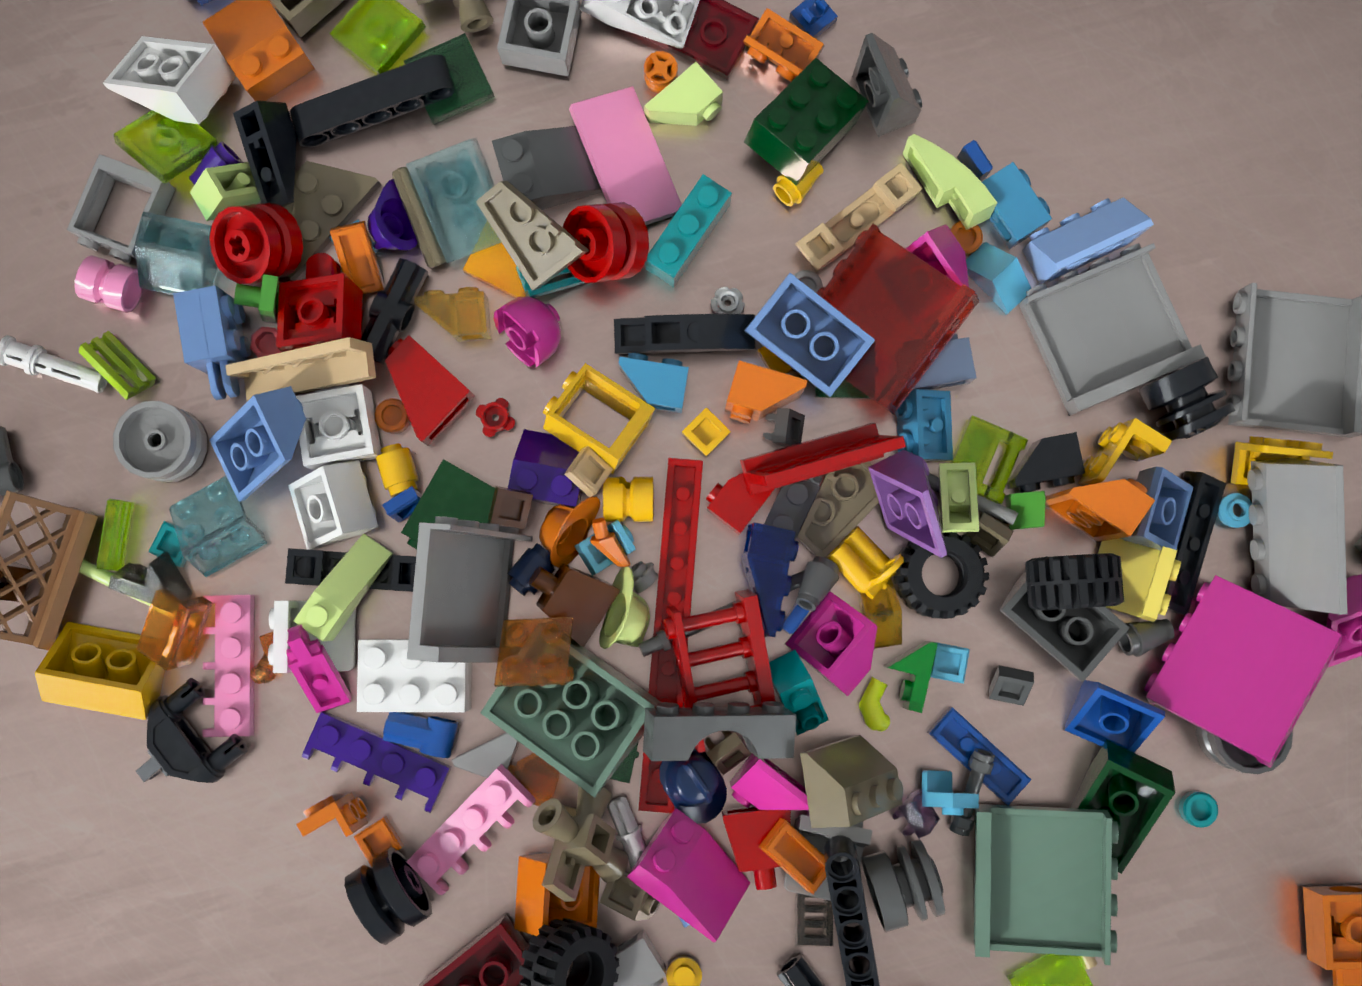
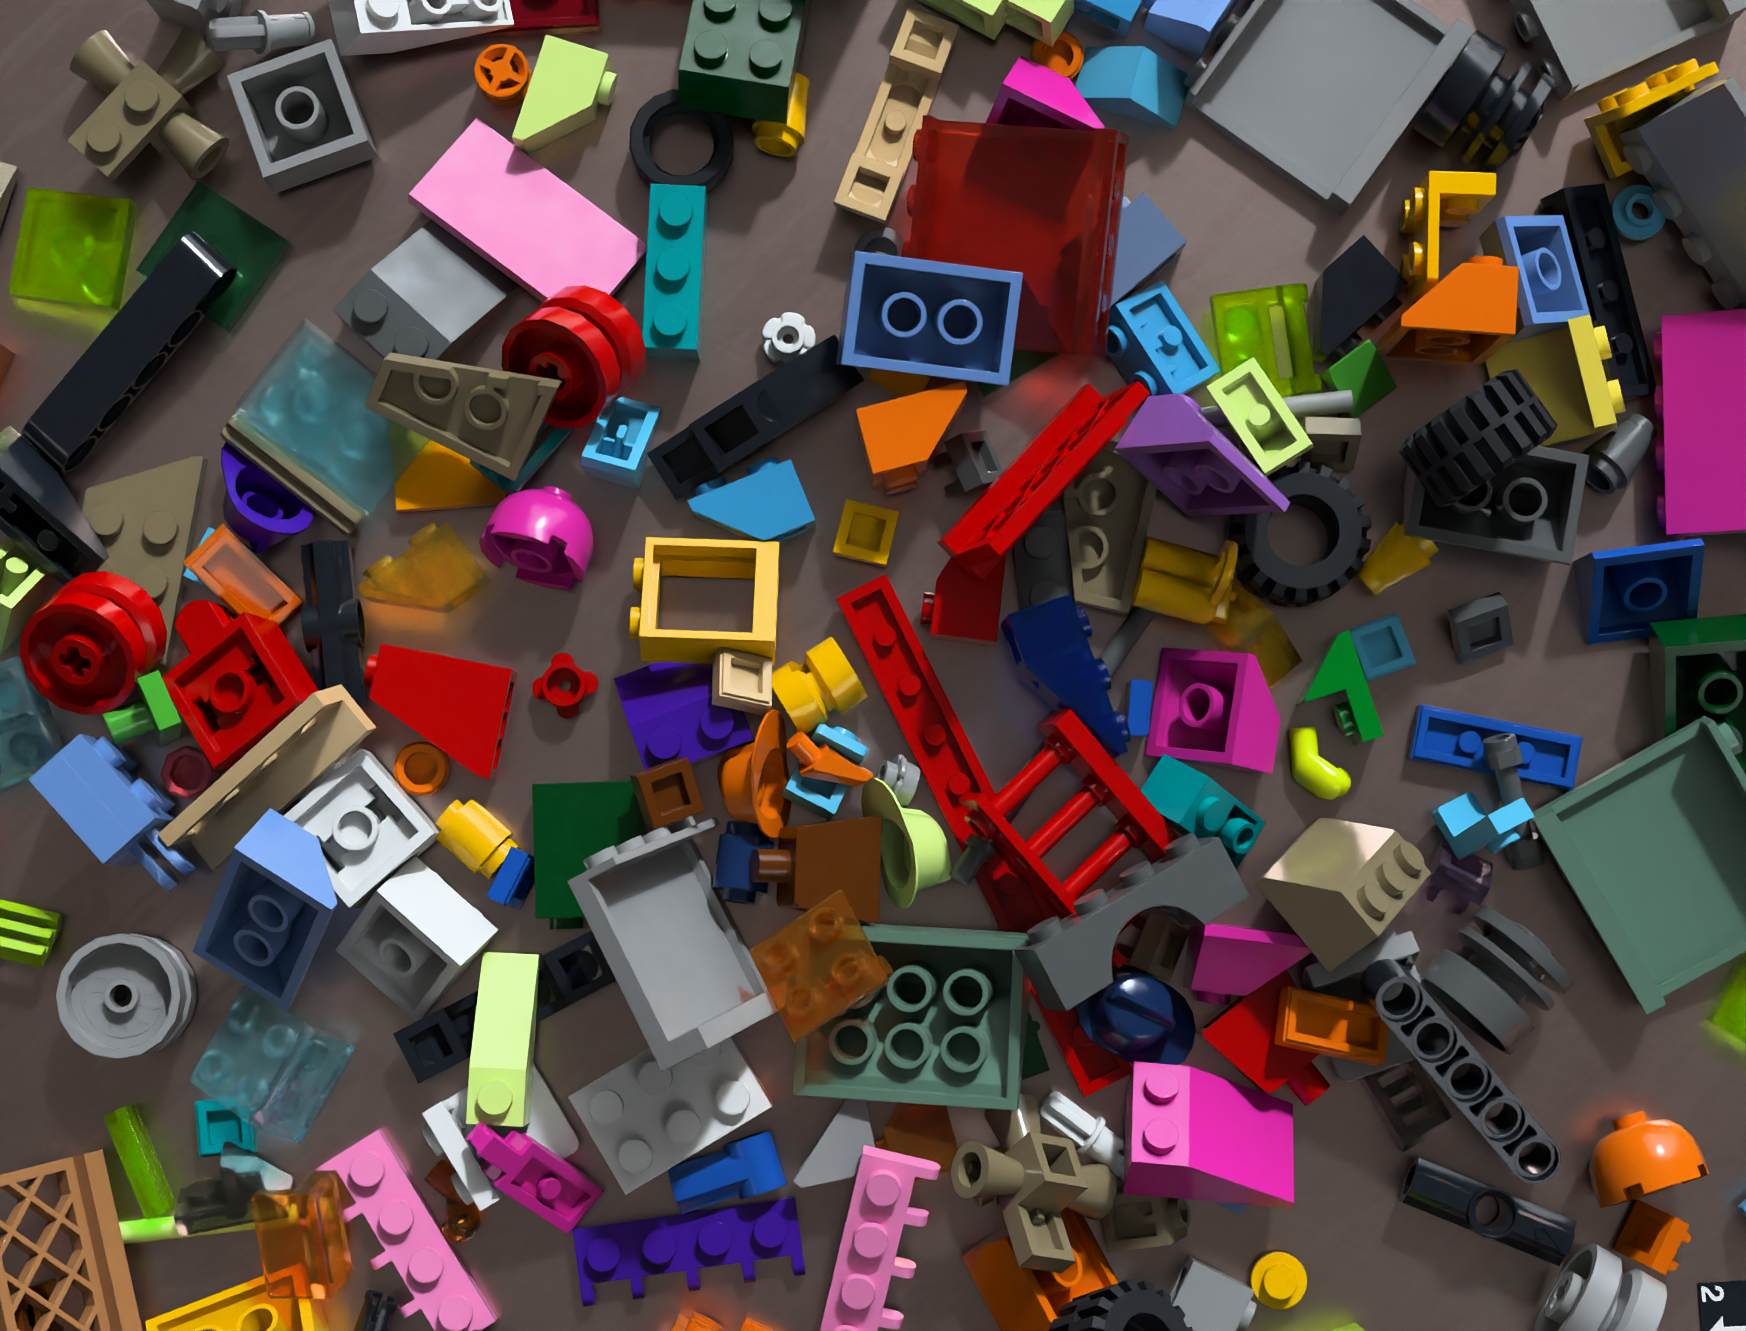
camera: 35 degrees left, 0 degrees up
(604, 304) = (621, 443): none -> medium azure slope
(728, 139) = (652, 114): none -> black tyre
(817, 581) = (1139, 645): dark grey cone -> none
(986, 620) = (1395, 559): none -> yellow cone

